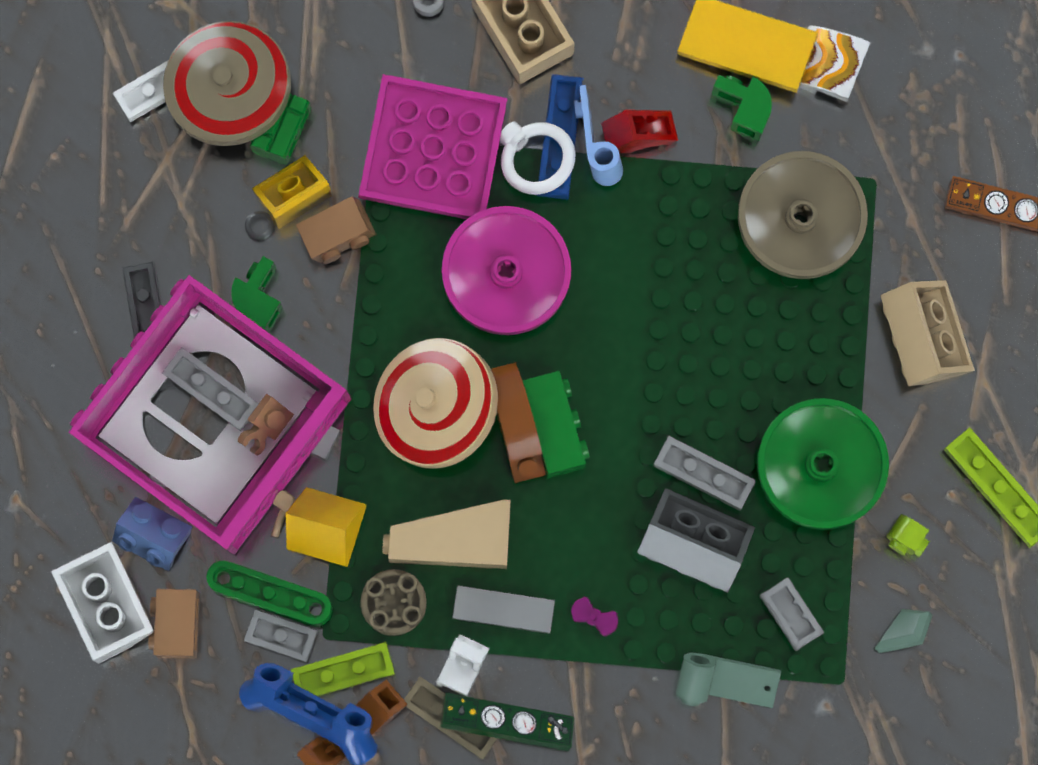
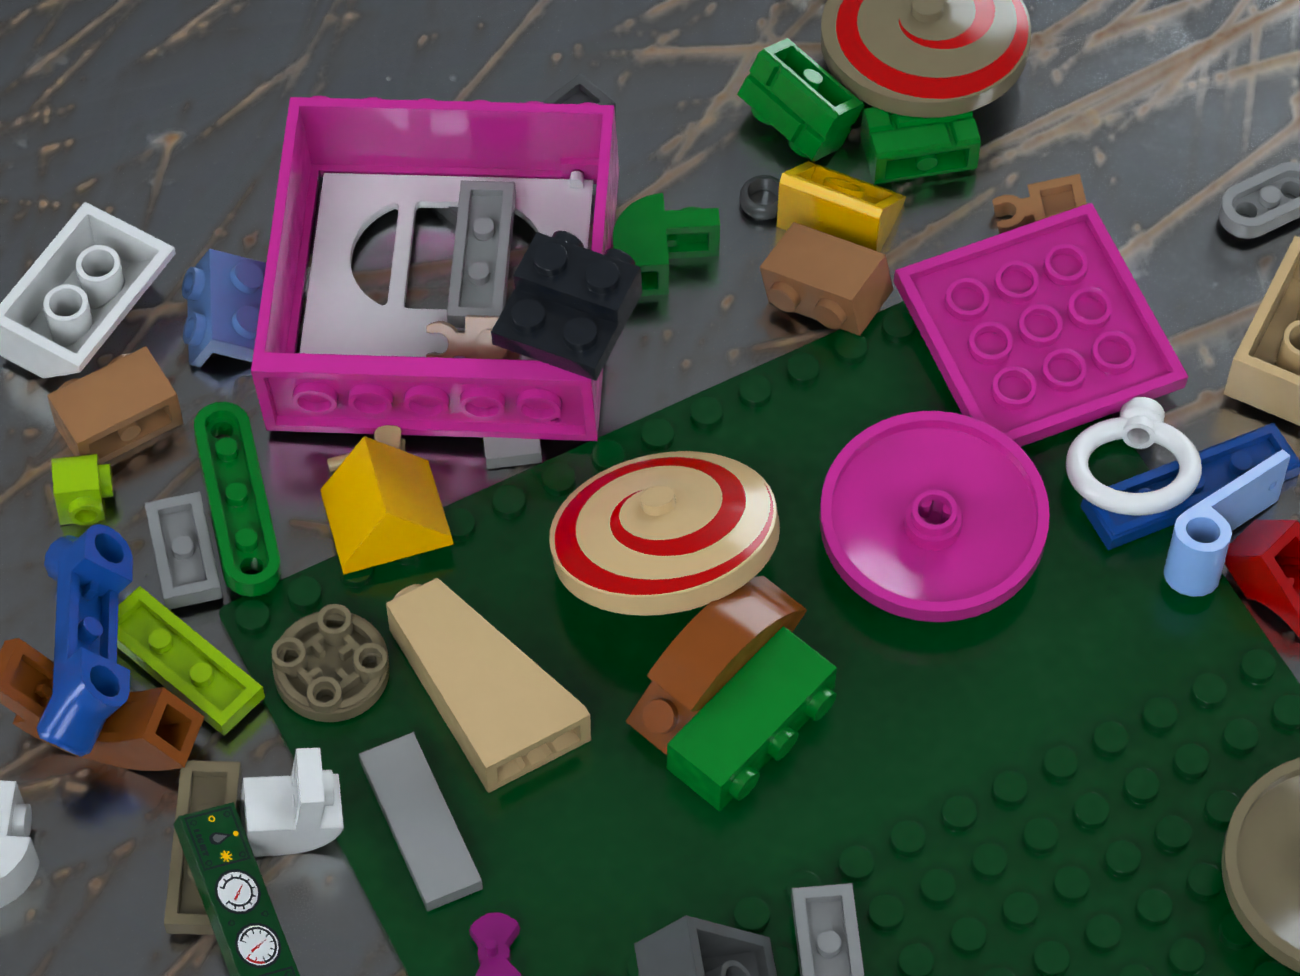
camera: 60 degrees right, 20 degrees down
(212, 666) = (80, 488): none -> lime plate
(221, 170) = (800, 100): none -> green brick
(299, 374) = (568, 304): none -> black plate
(364, 91) = (1044, 200): none -> medium nougat plate

